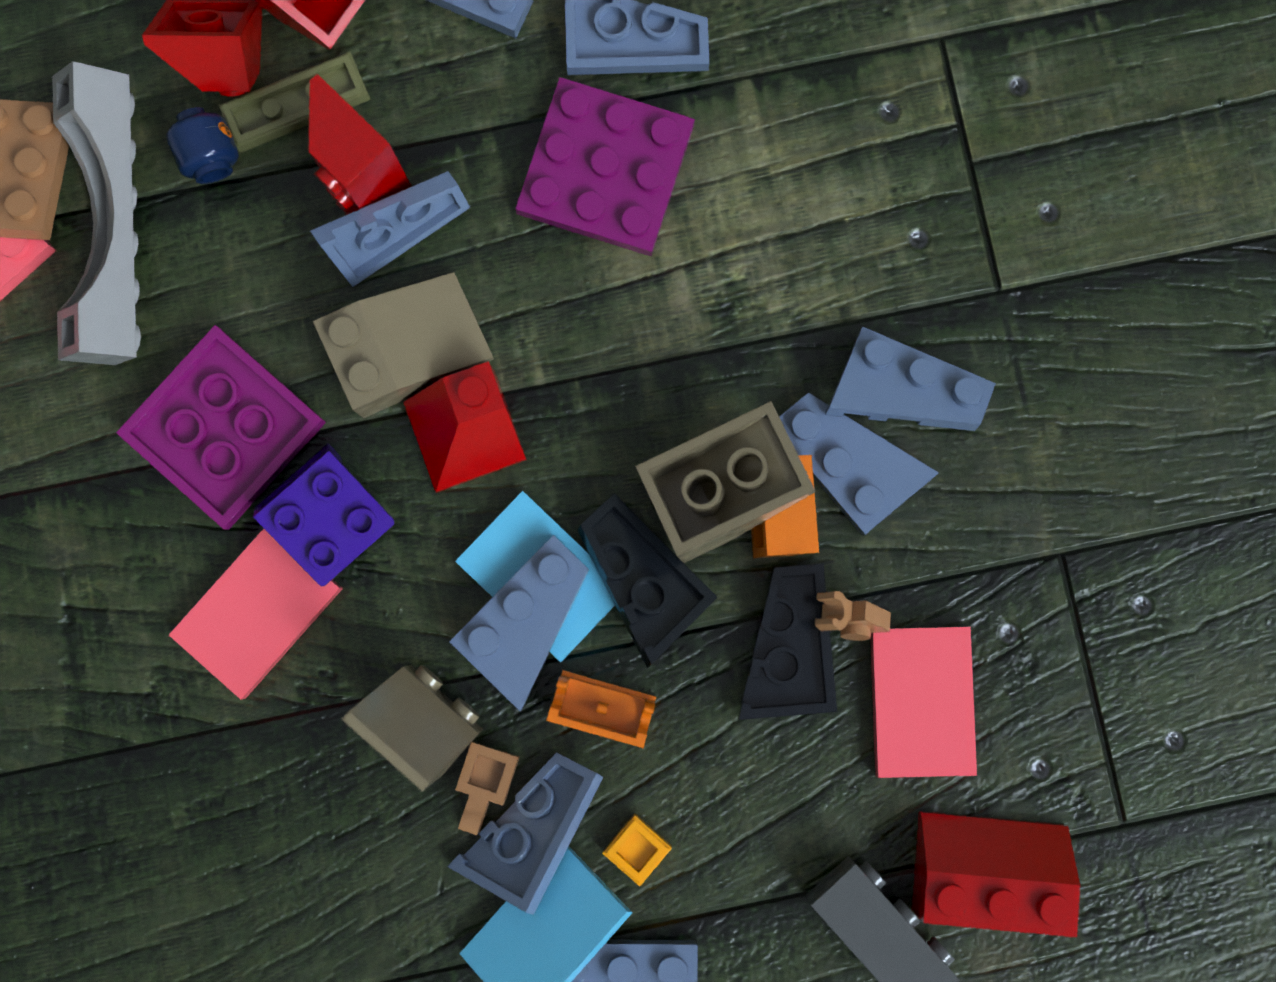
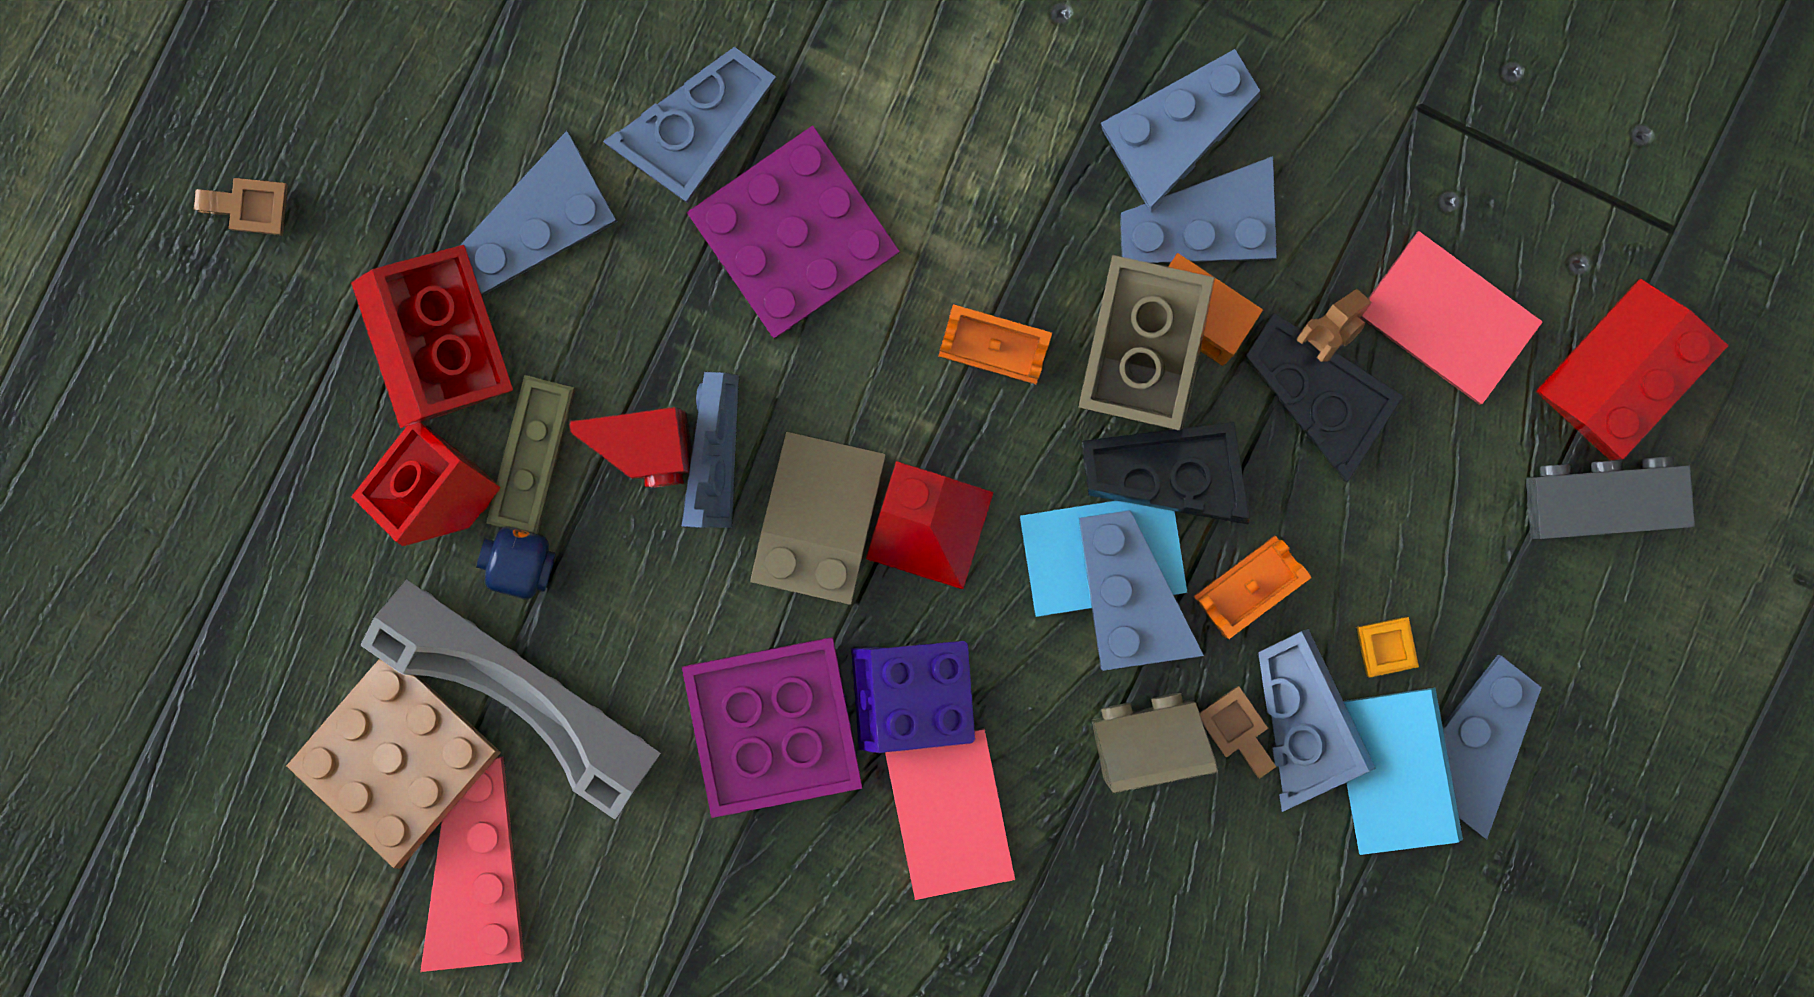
camera: 50 degrees left, 5 degrees up
(637, 373) = (995, 344): none -> orange hinge

